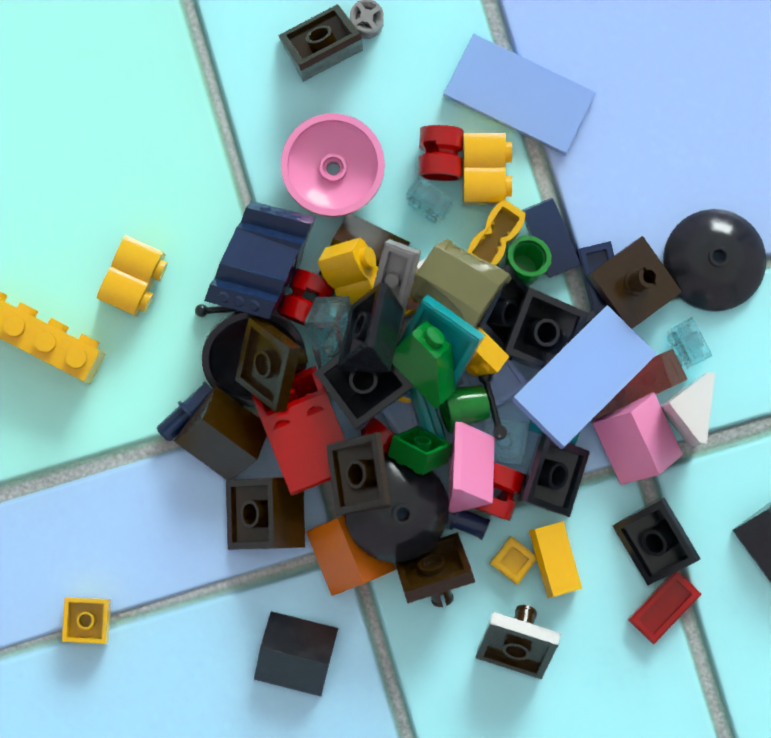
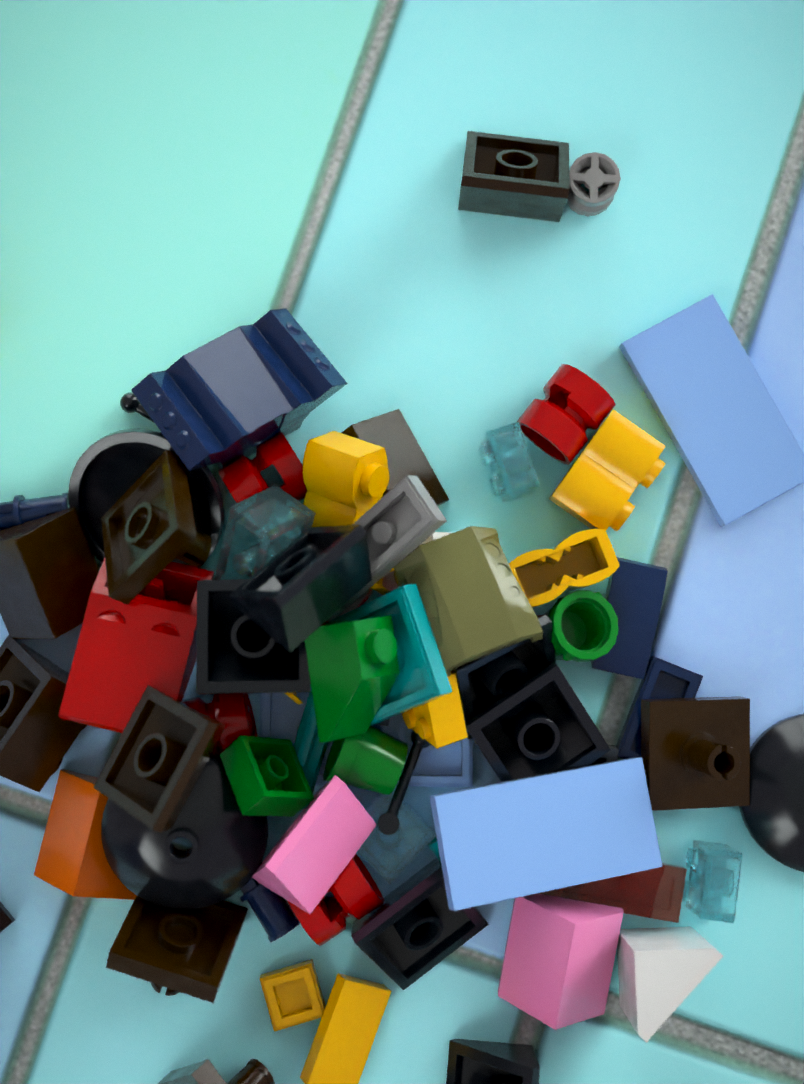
camera: 35 degrees right, 0 degrees up
(132, 275) = (72, 299): yellow brick -> none
(329, 141) = (426, 299): bright pink dish -> none

